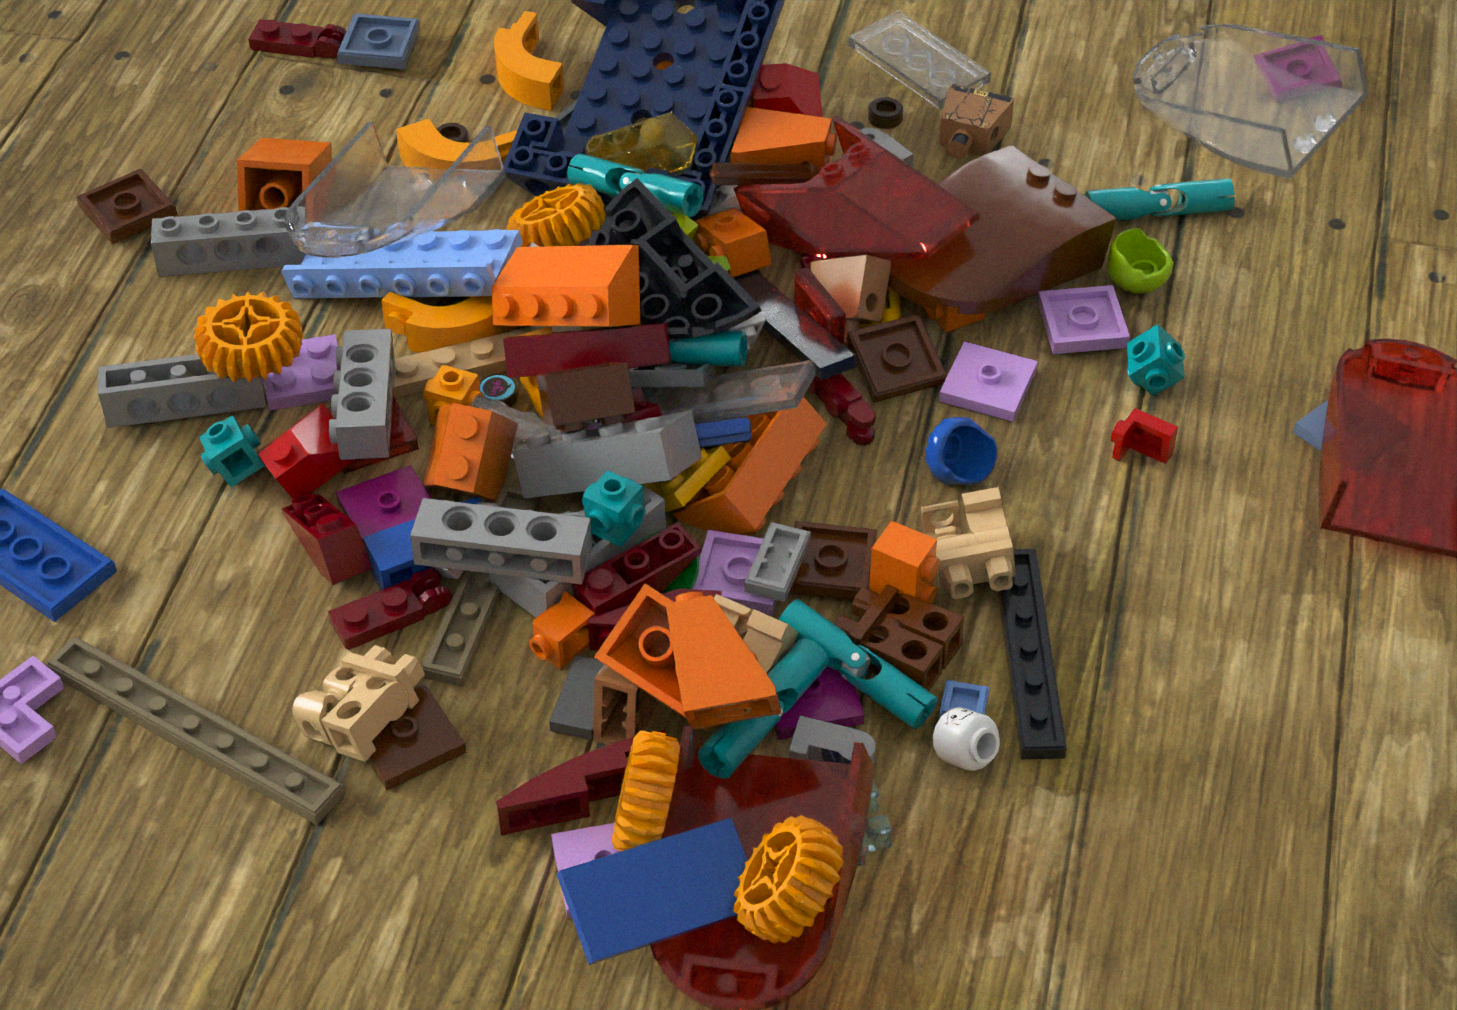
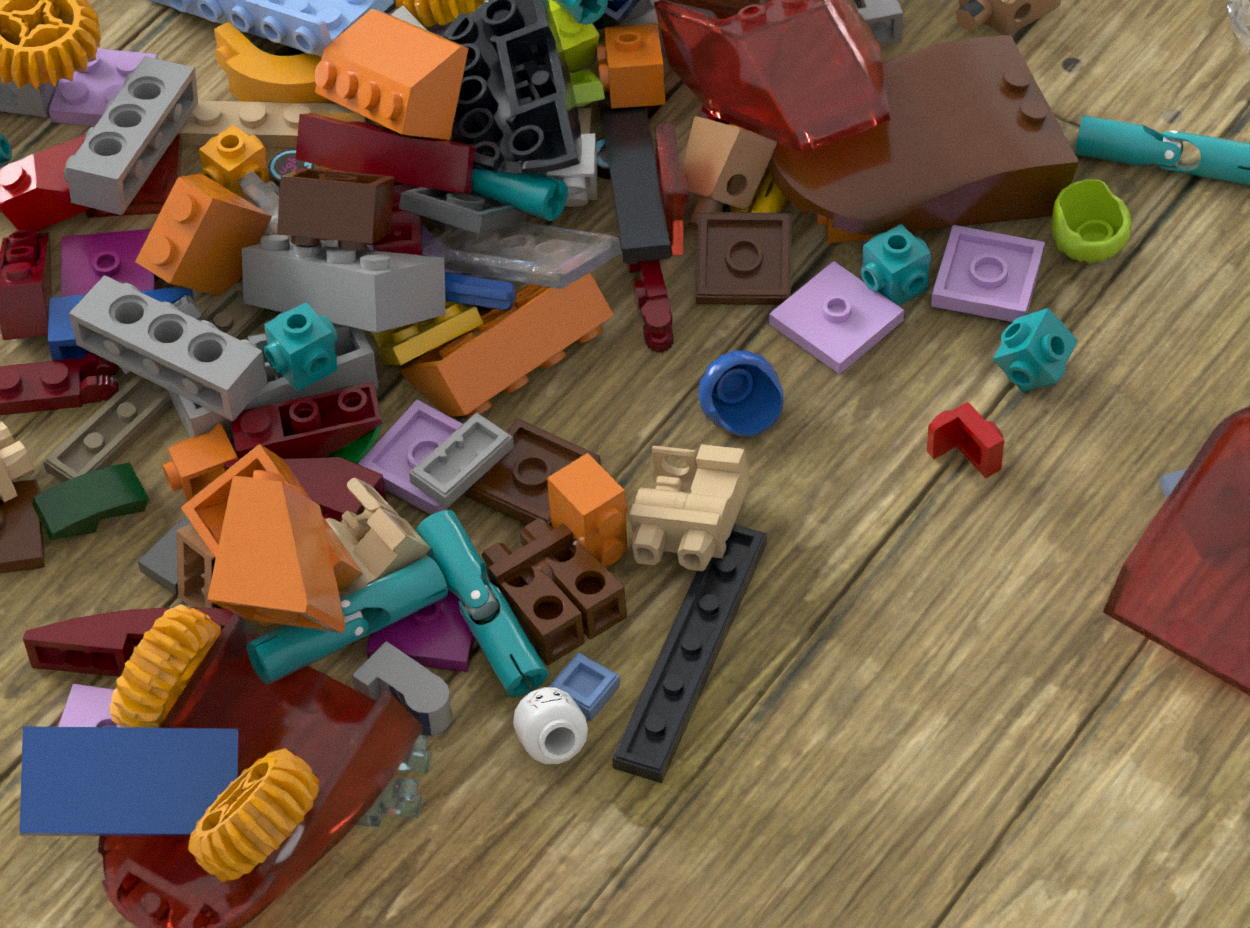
camera: 25 degrees right, 5 degrees up
(478, 687) = (82, 501): none -> dark green slope
(1016, 329) = (896, 265): none -> teal brick

